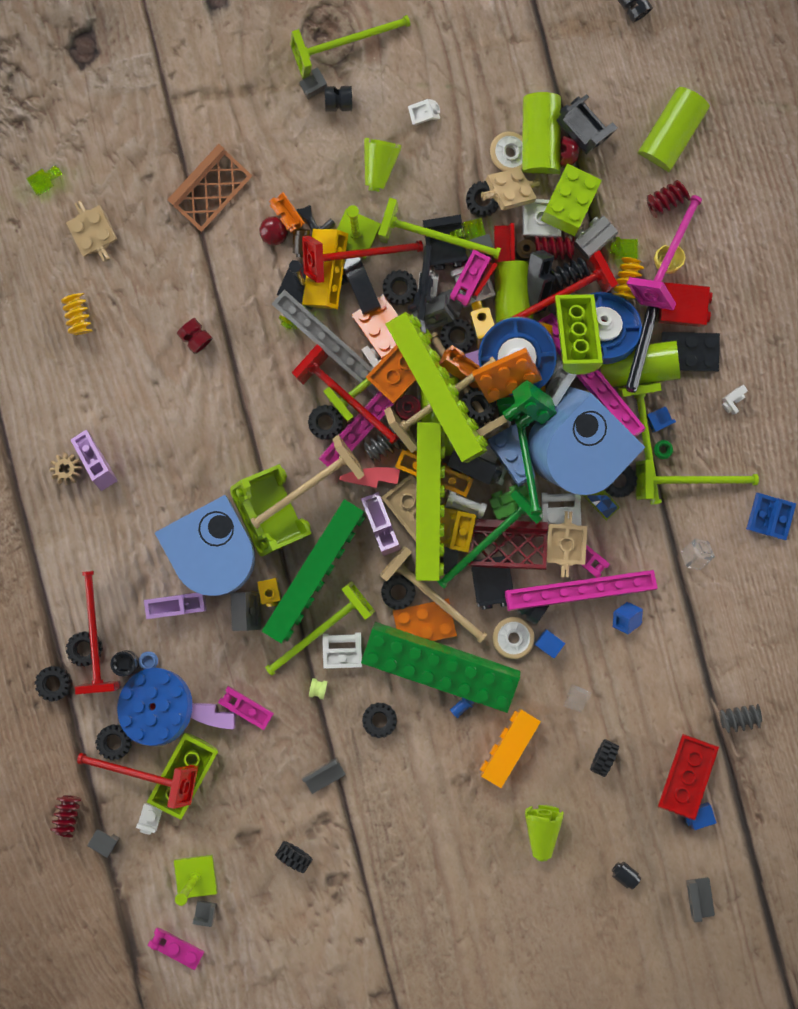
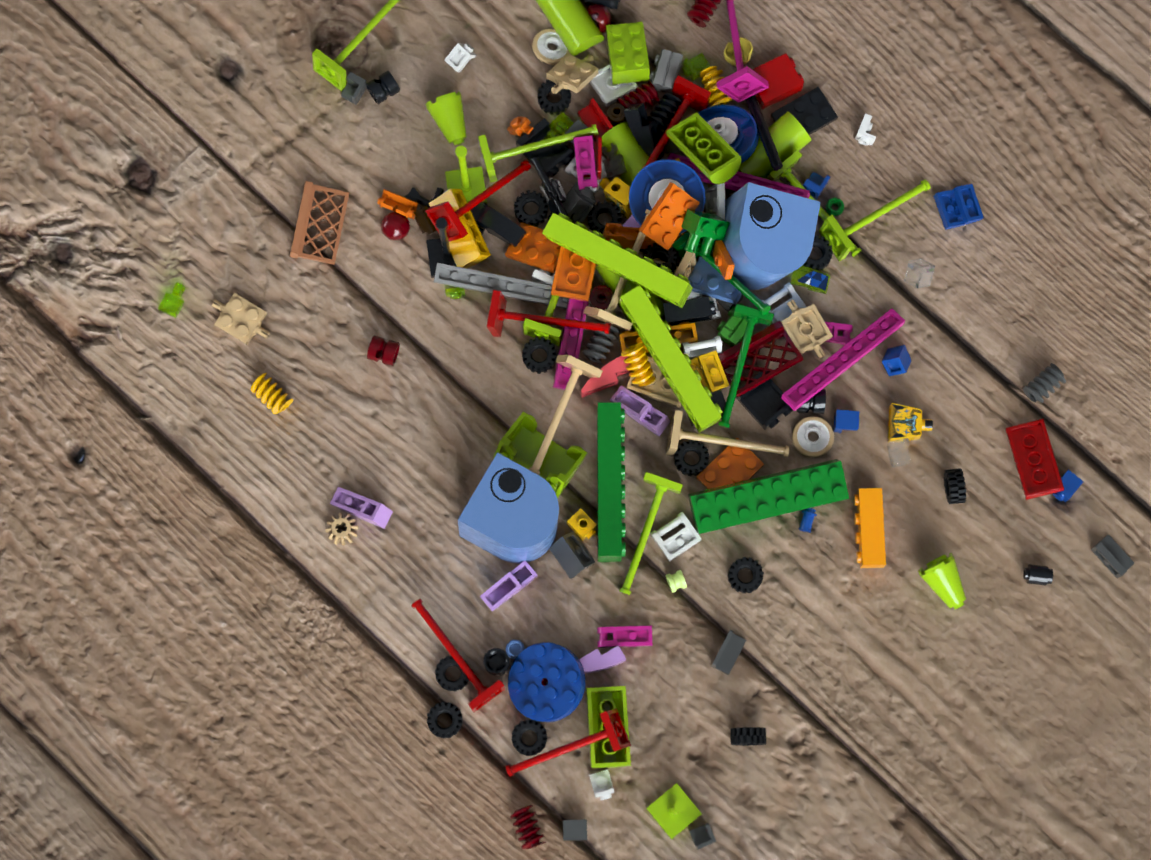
camera: 35 degrees left, 10 degrees down
(400, 487) = (639, 364): none -> yellow piece
(436, 208) = (520, 125): none -> orange plate
(494, 294) = (614, 163): none -> clear smoke plate
(530, 442) = (723, 260): none -> orange plate
(599, 677) = (906, 423): none -> torso

